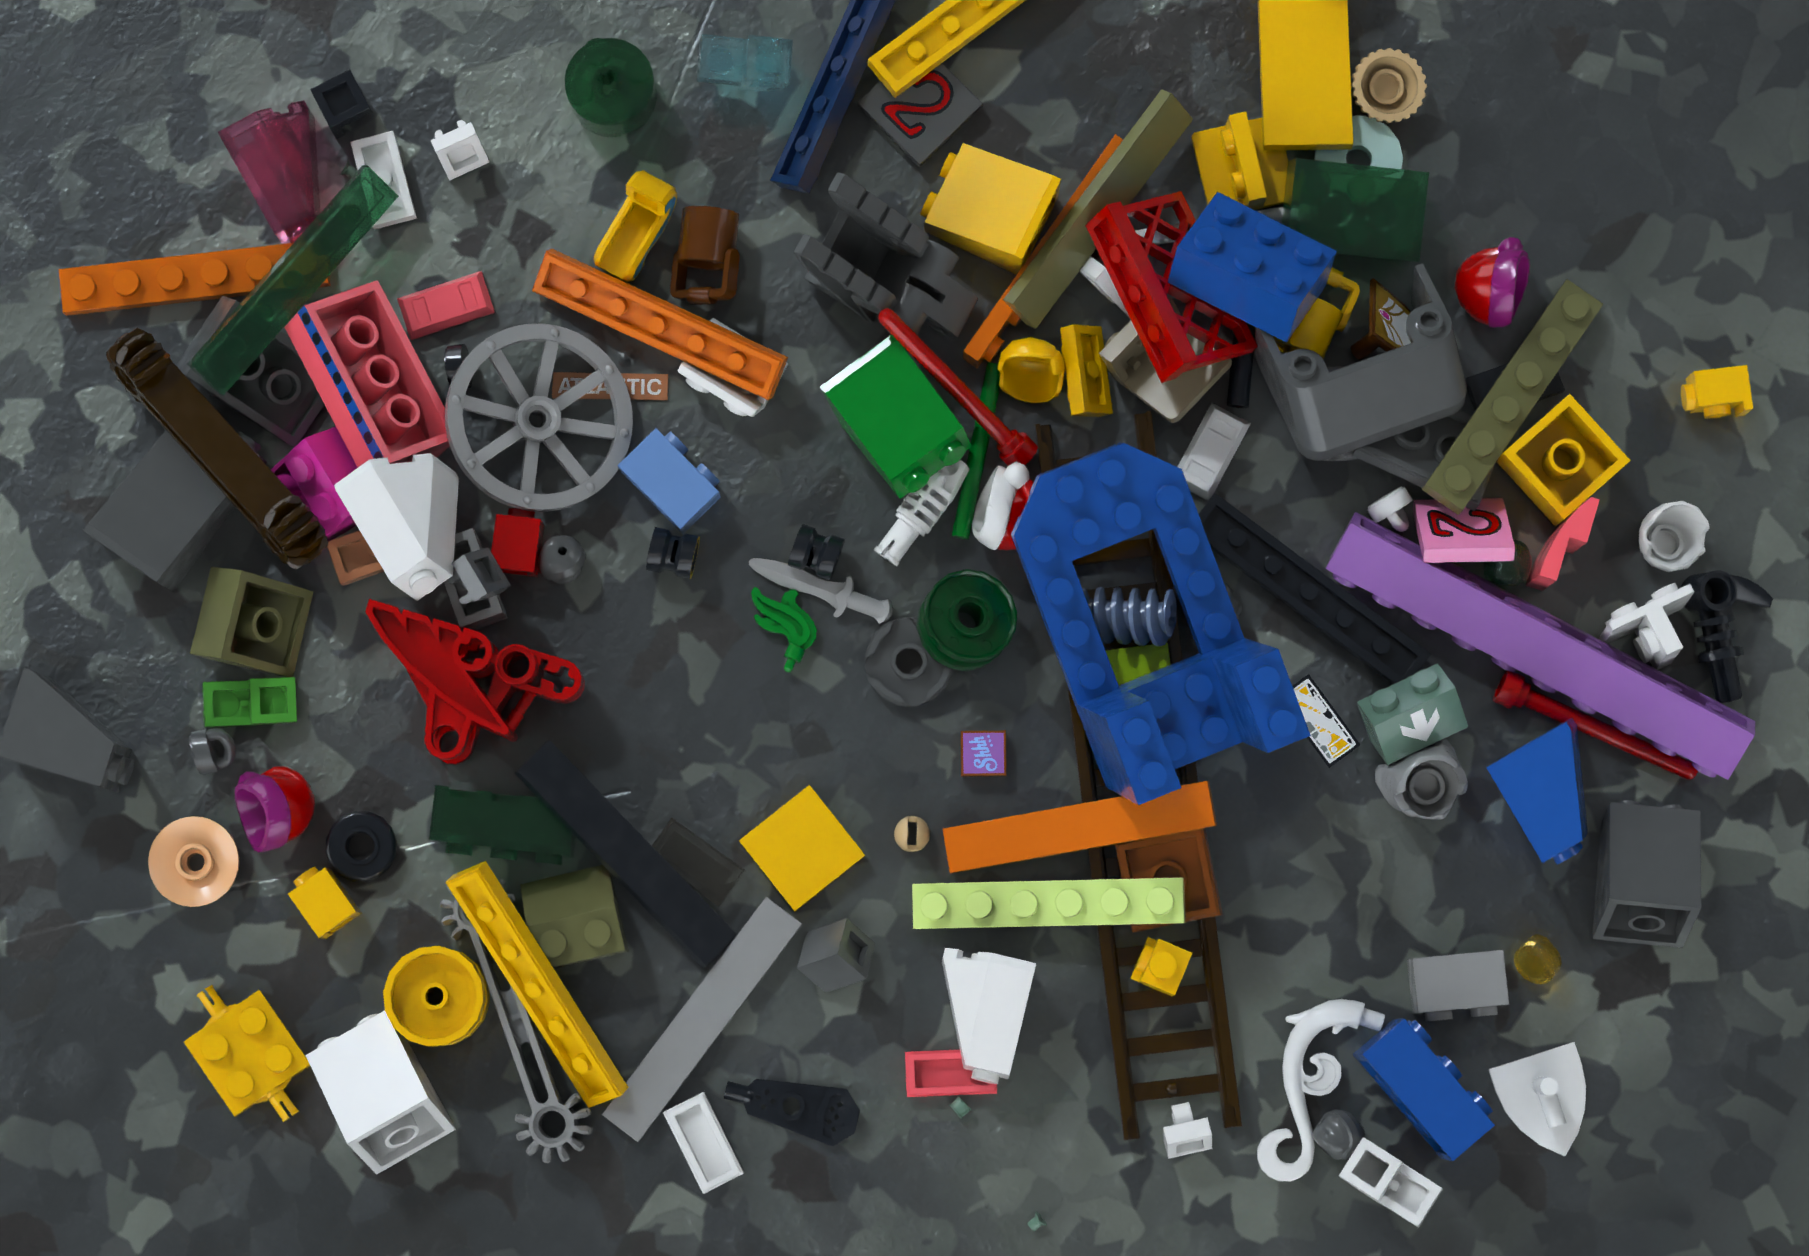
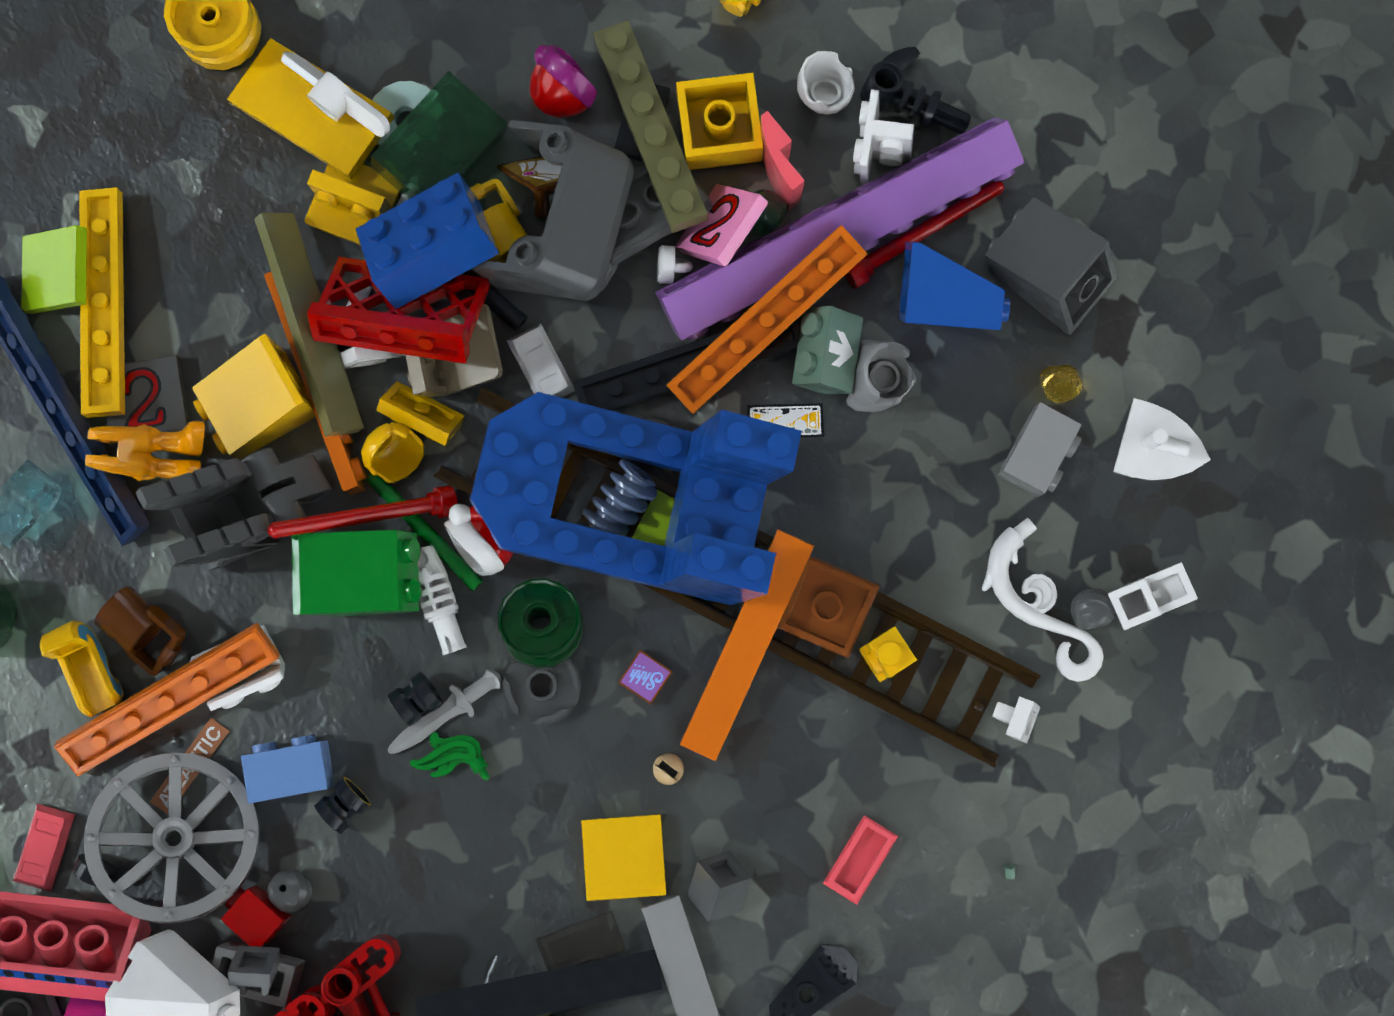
camera: 55 degrees left, 0 degrees up
(879, 132) = (136, 449): none -> light orange piece
(960, 1107) = (890, 870): sand green piece -> none
(987, 1008) = (835, 803): white slope -> none
(1048, 903) = (786, 705): yellowish green plate -> none
(1330, 81) = (335, 97): none -> white piece
(1388, 85) = (367, 60): tan hat -> none
(1401, 635) = (767, 319): none -> orange plate
(1425, 1088) = (1103, 524): blue brick -> none

